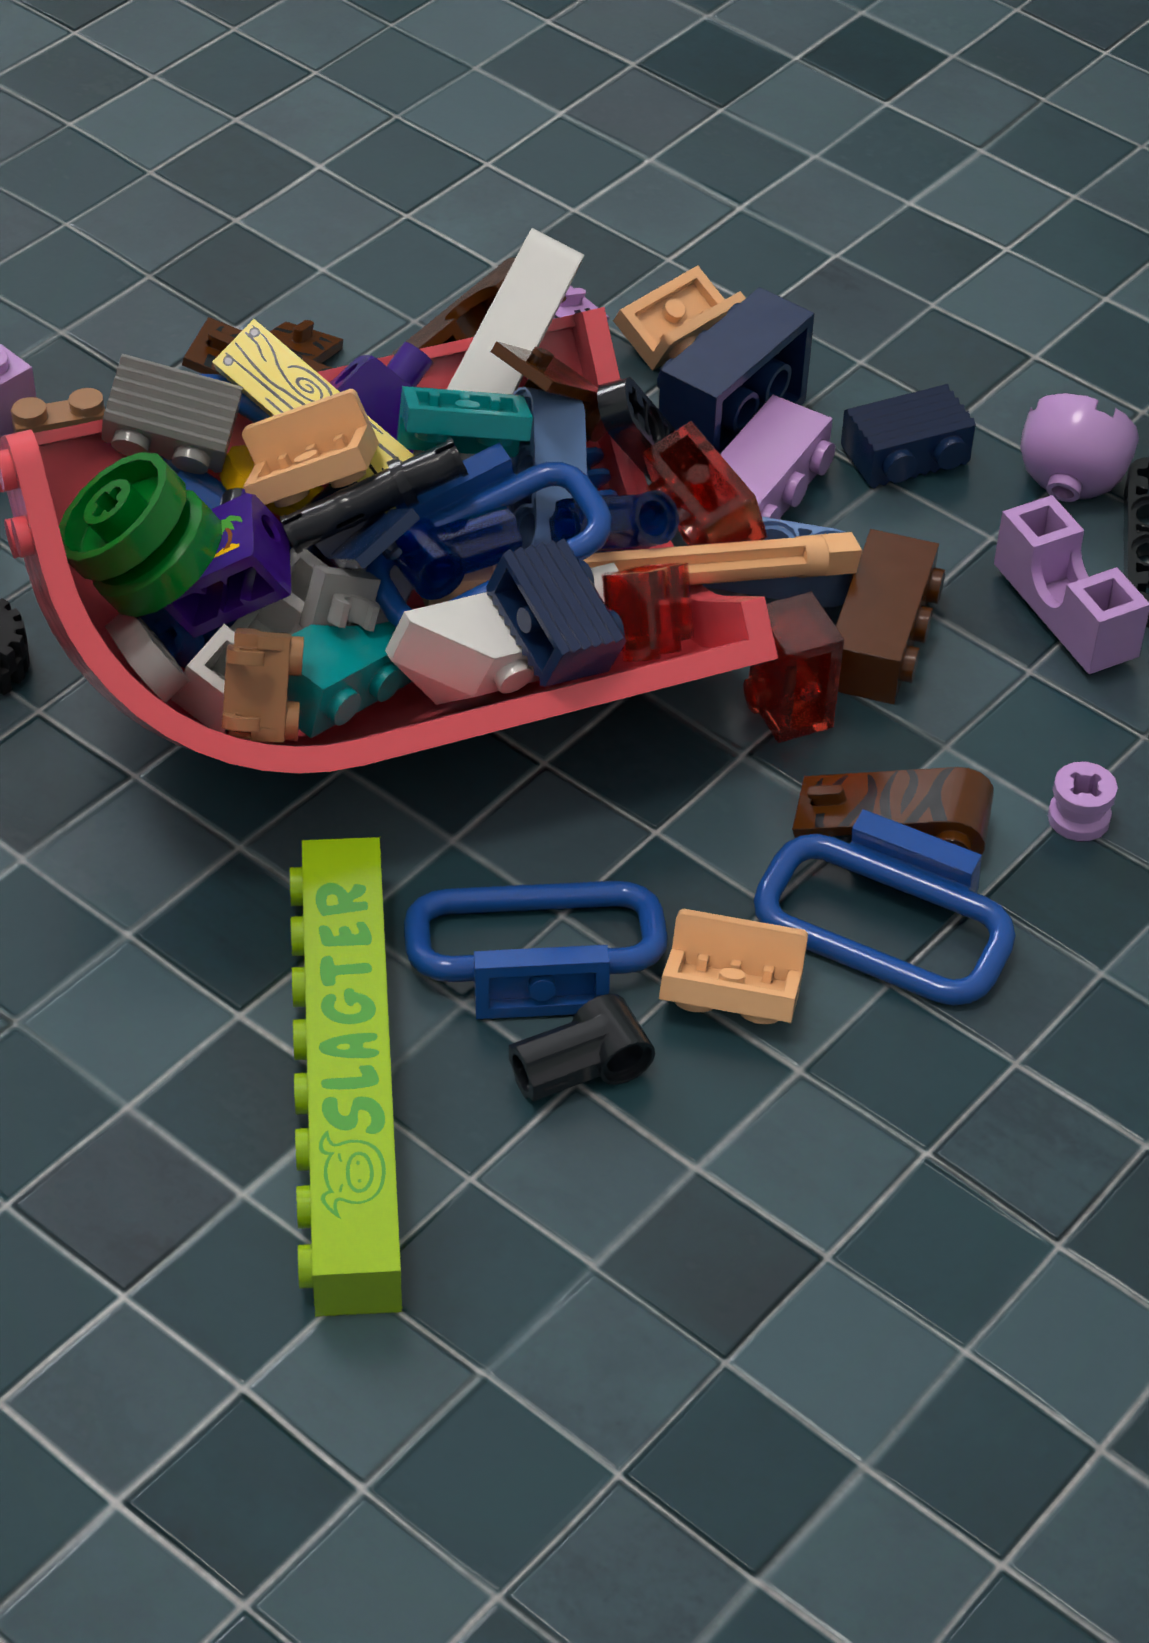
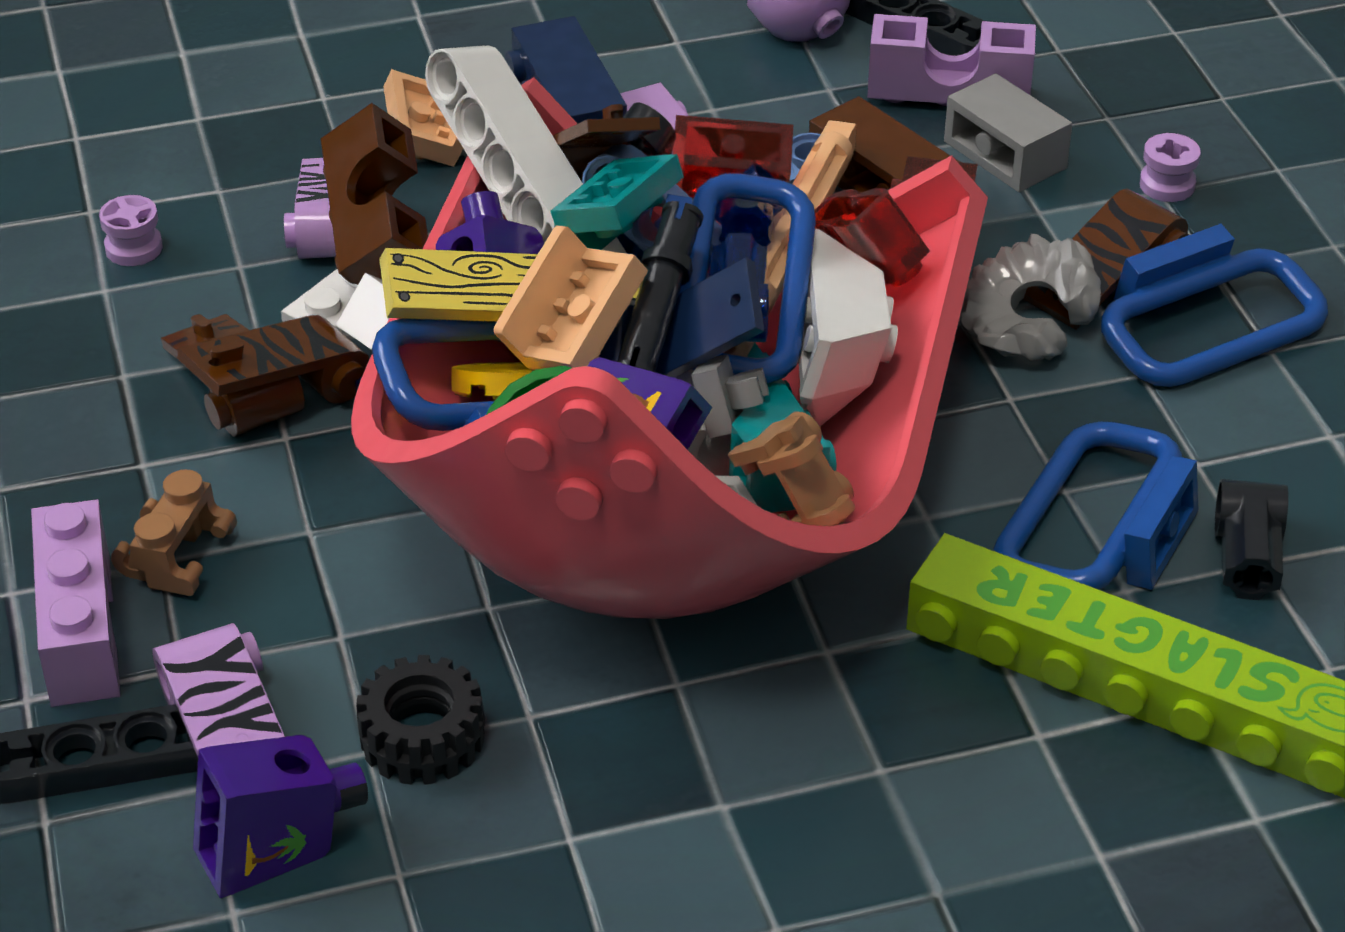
camera: 55 degrees left, 5 degrees down
(171, 414) = (429, 366): light grey brick -> none
(384, 241) = (130, 230): none -> lavender wheel
(556, 612) = (883, 264): dark blue brick -> none
(734, 966) = (1222, 412): light nougat bracket -> none
(771, 756) = (1002, 283): none -> light grey piece
(908, 435) = (699, 63): dark blue brick -> none
(1018, 670) = (1007, 132): none -> light grey brick

